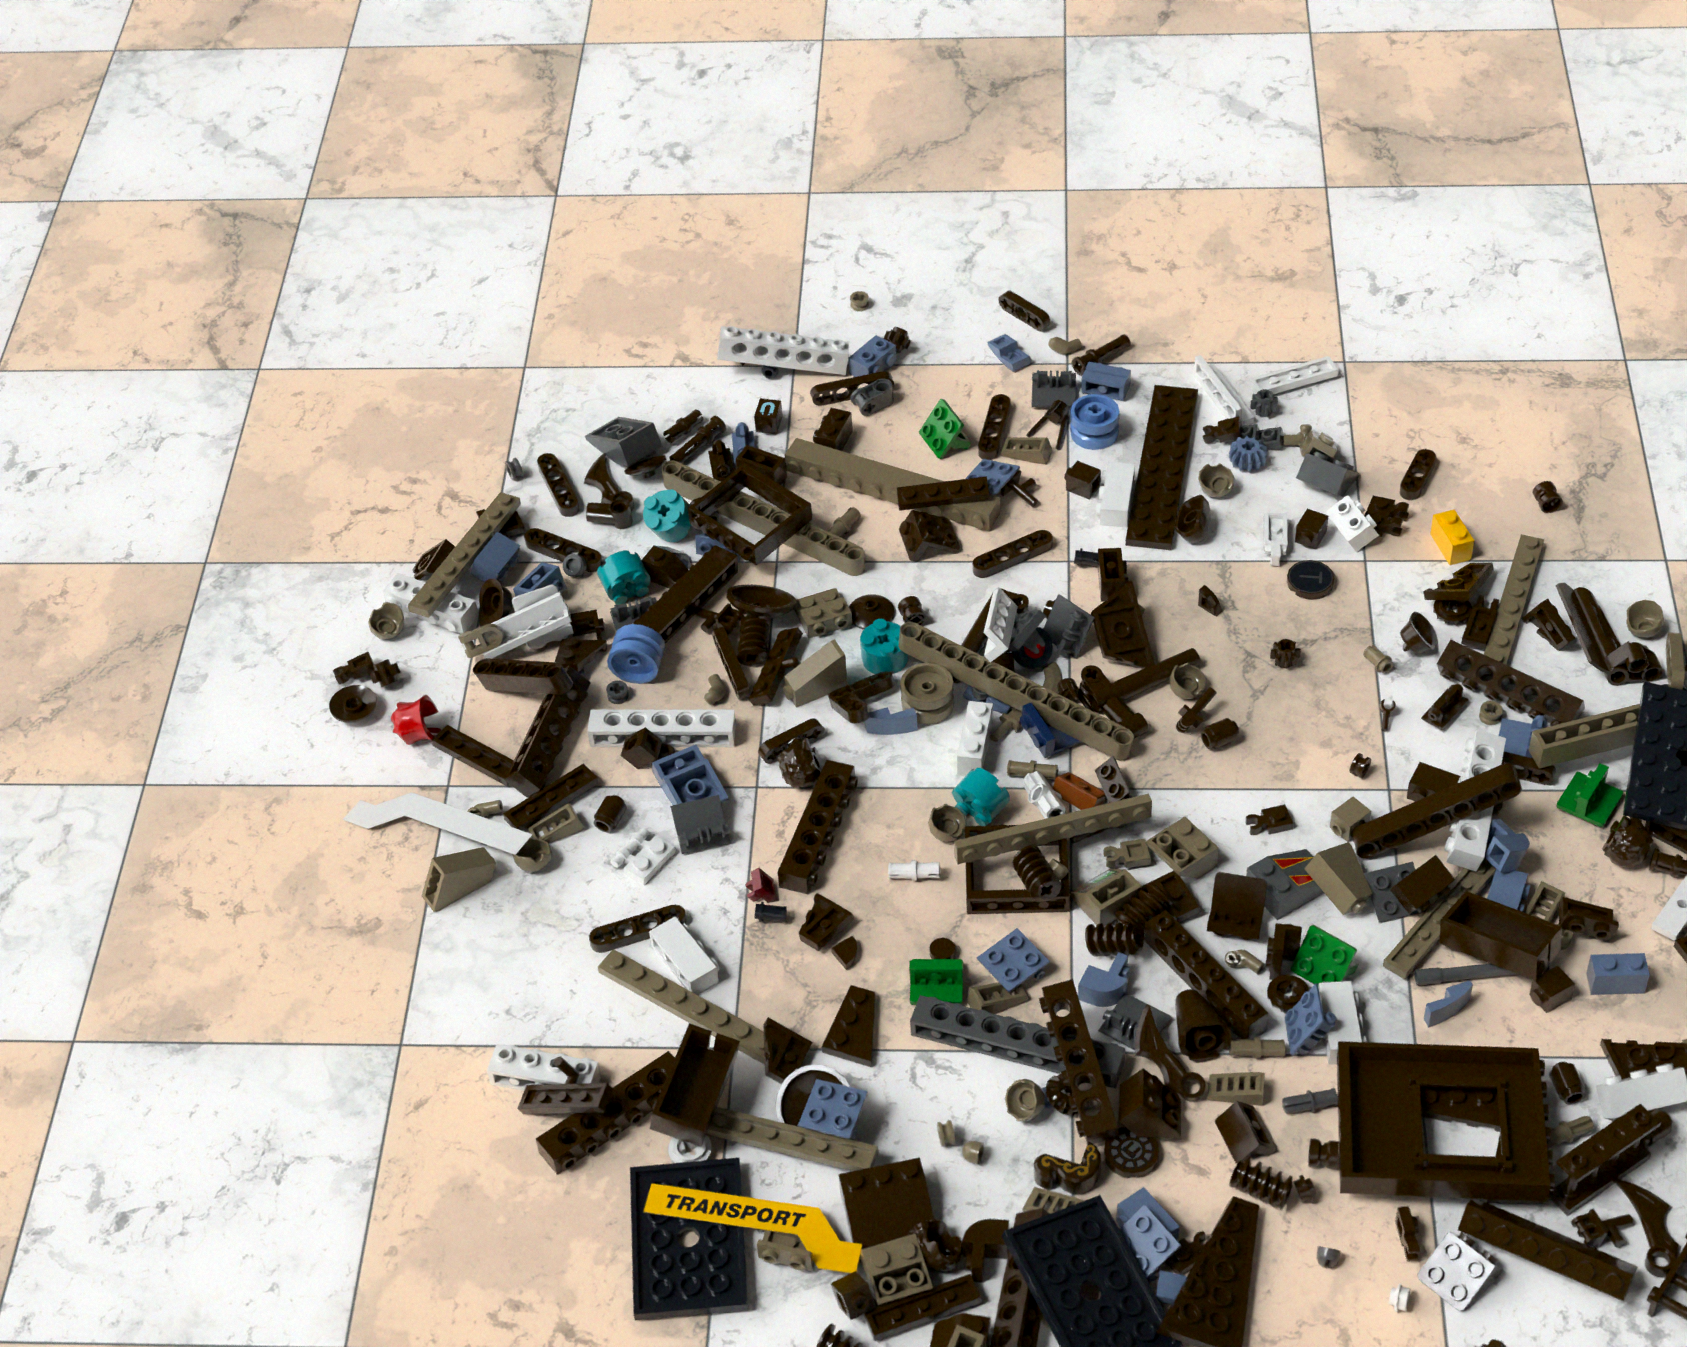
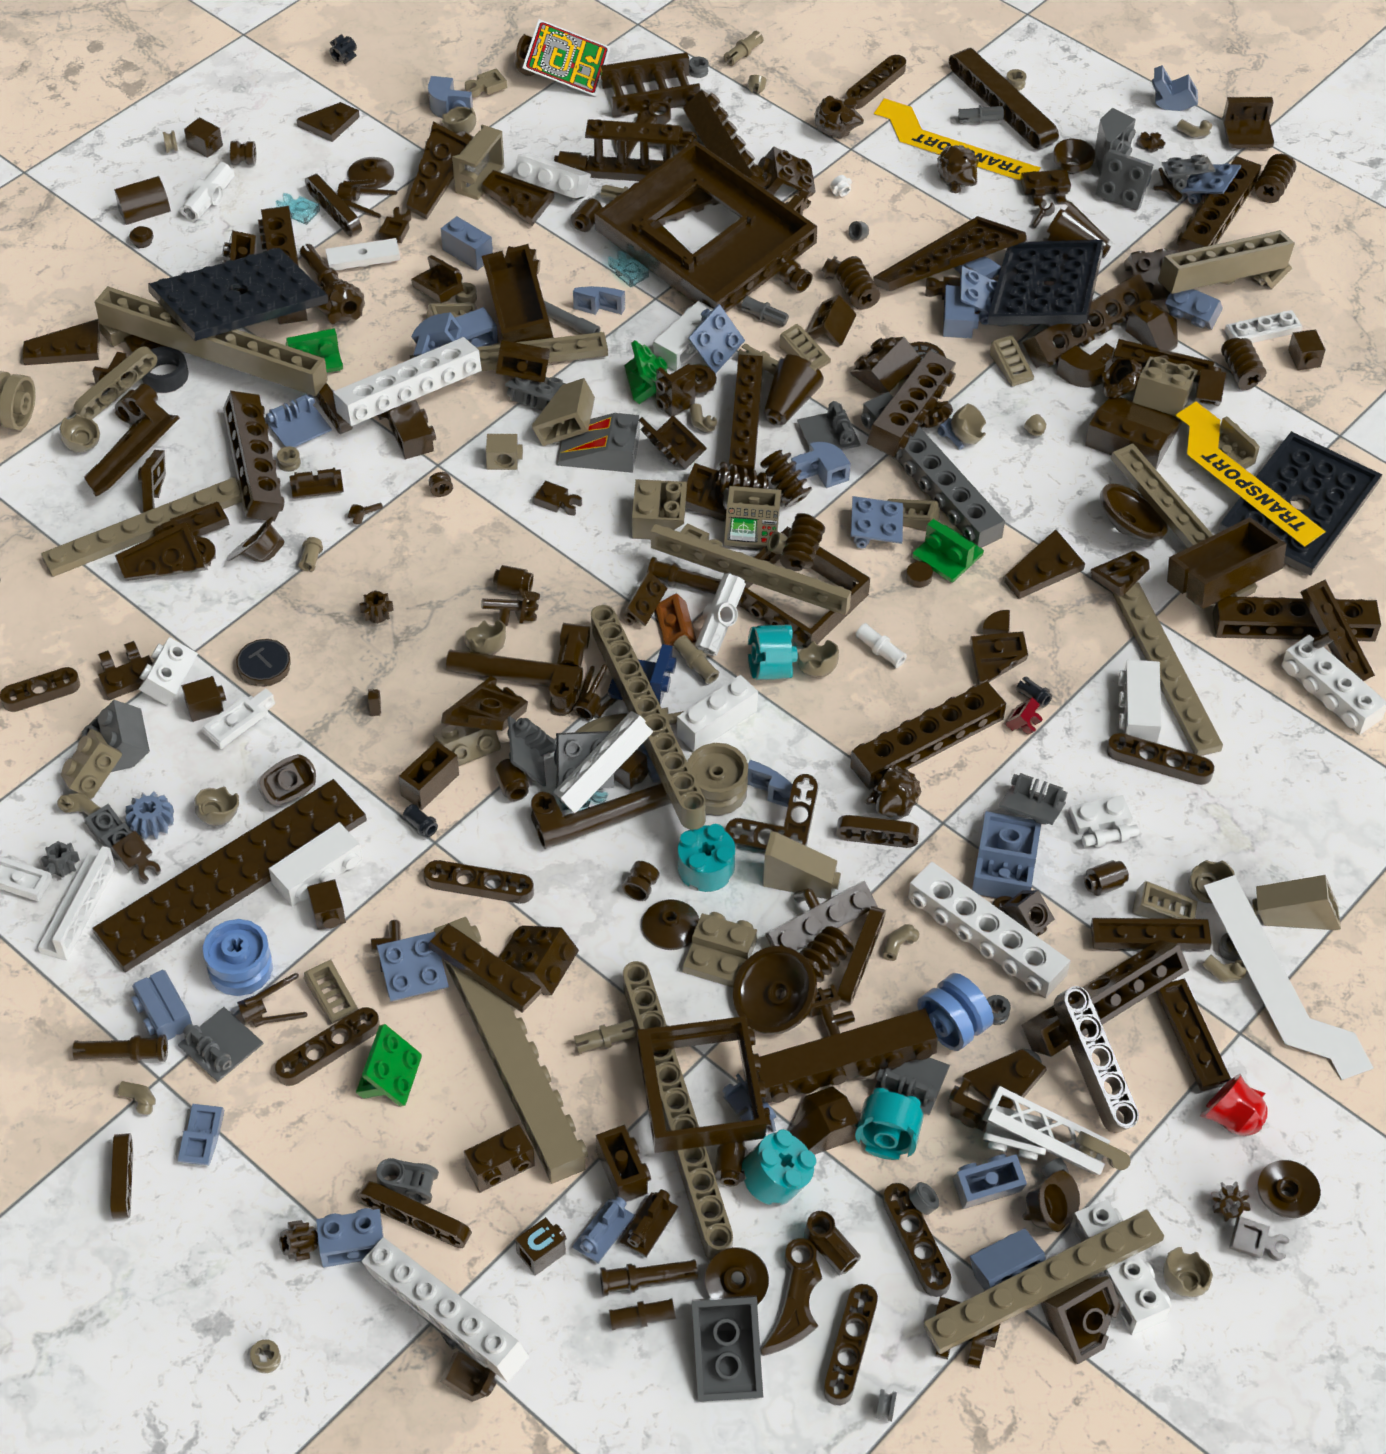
camera: 145 degrees left, 5 degrees up
(833, 1109) = (1129, 486): sand blue hinge -> none
(946, 1133) = (1045, 447): dark tan bush -> none
(1069, 1175) = (981, 366): dark brown animal -> none
(1153, 1047) = (841, 377): dark brown piece -> none
(1436, 811) = (454, 375): dark brown beam -> none
(1452, 537) = (108, 602): yellow brick -> none

